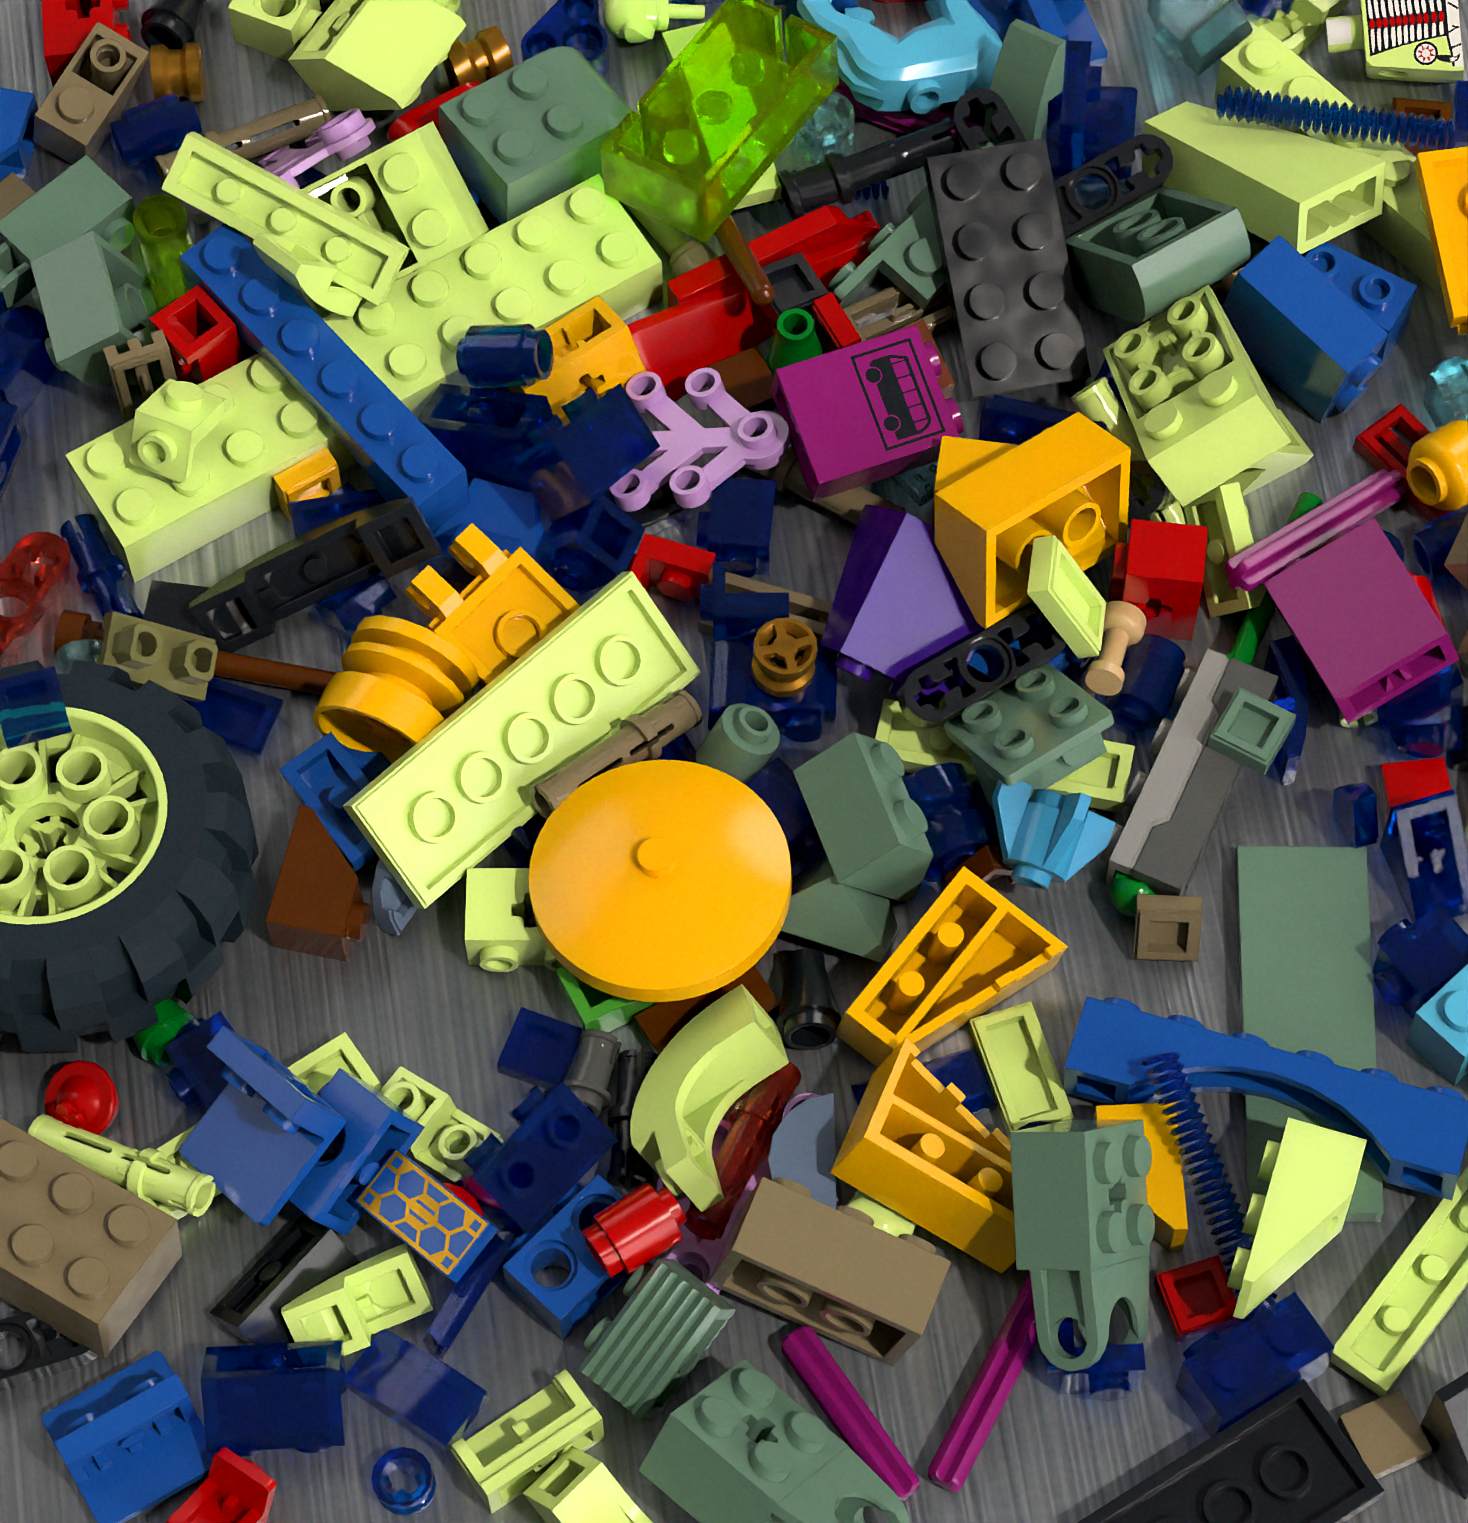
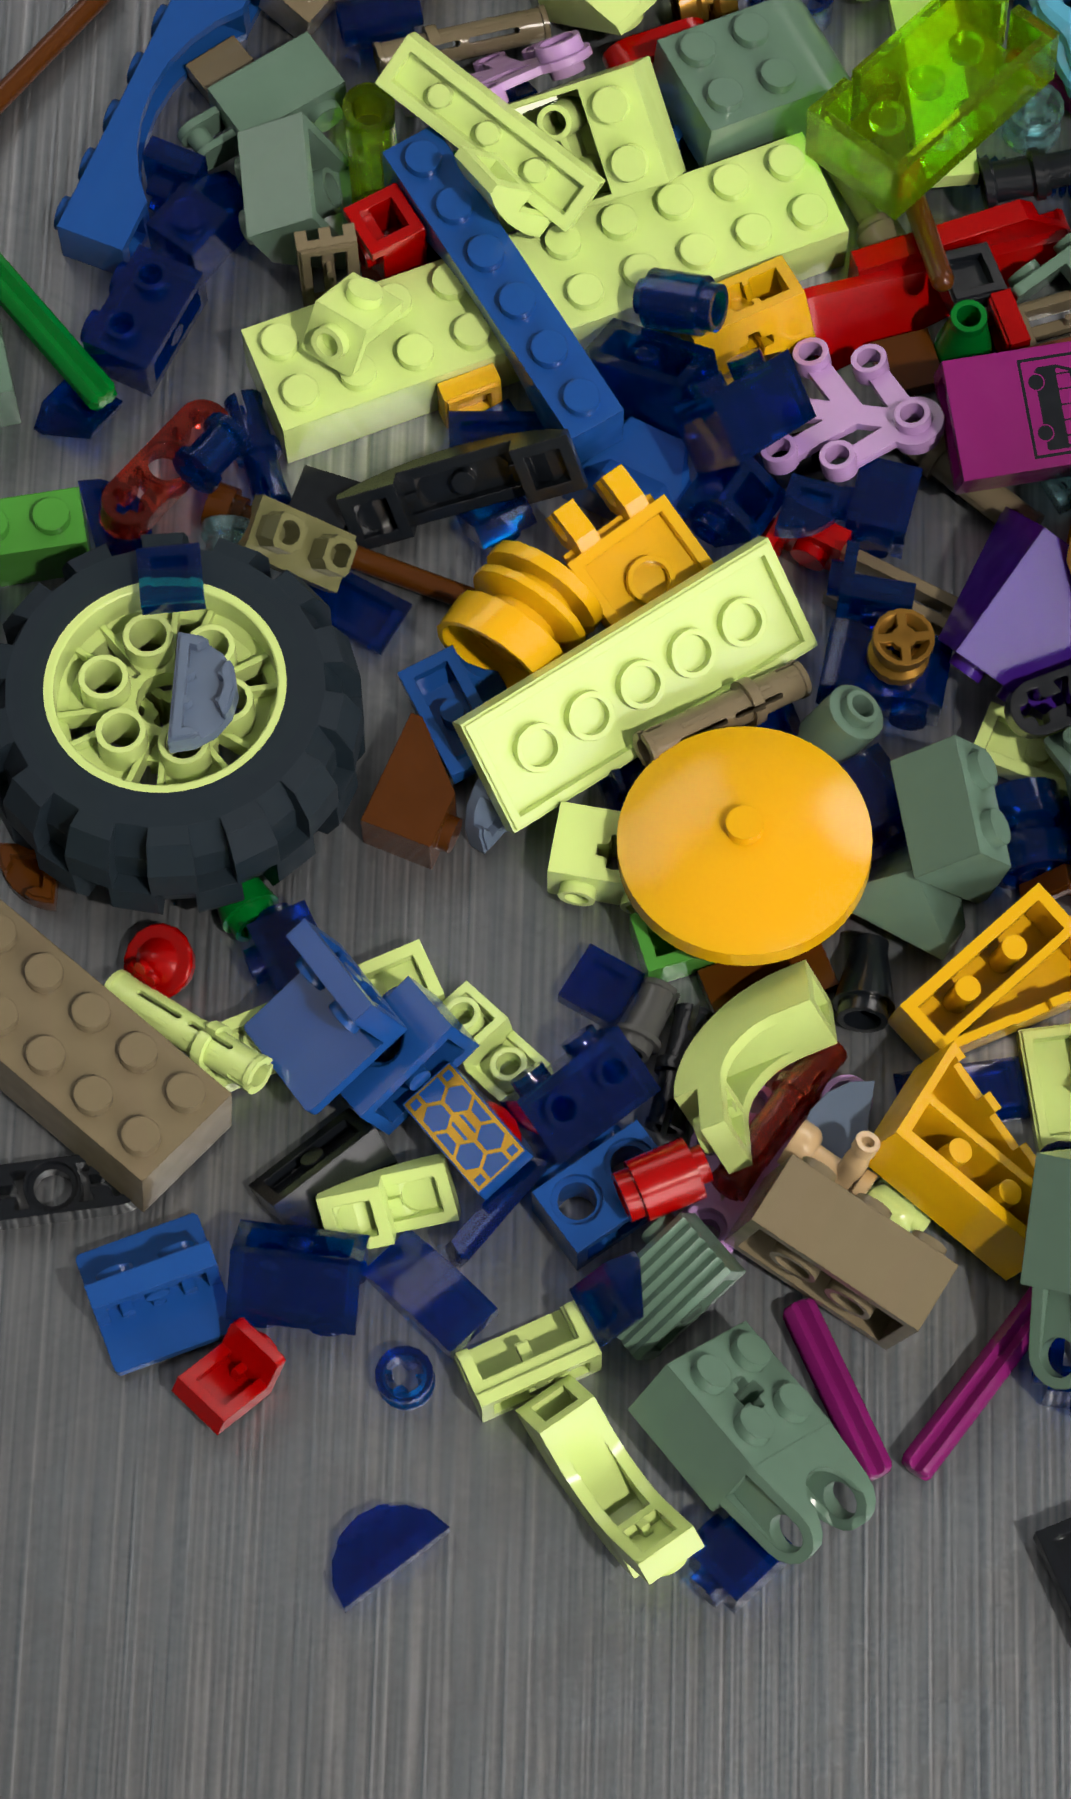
camera: 10 degrees right, 5 degrees up
(55, 580) = (212, 452): none -> clear blue bush
(81, 817) = (201, 694): none -> sand blue tile
(602, 1358) = (611, 1297): none -> clear blue slope
(669, 536) = (810, 507): none -> clear blue tile
(826, 1179) = (850, 1169): none -> tan piece

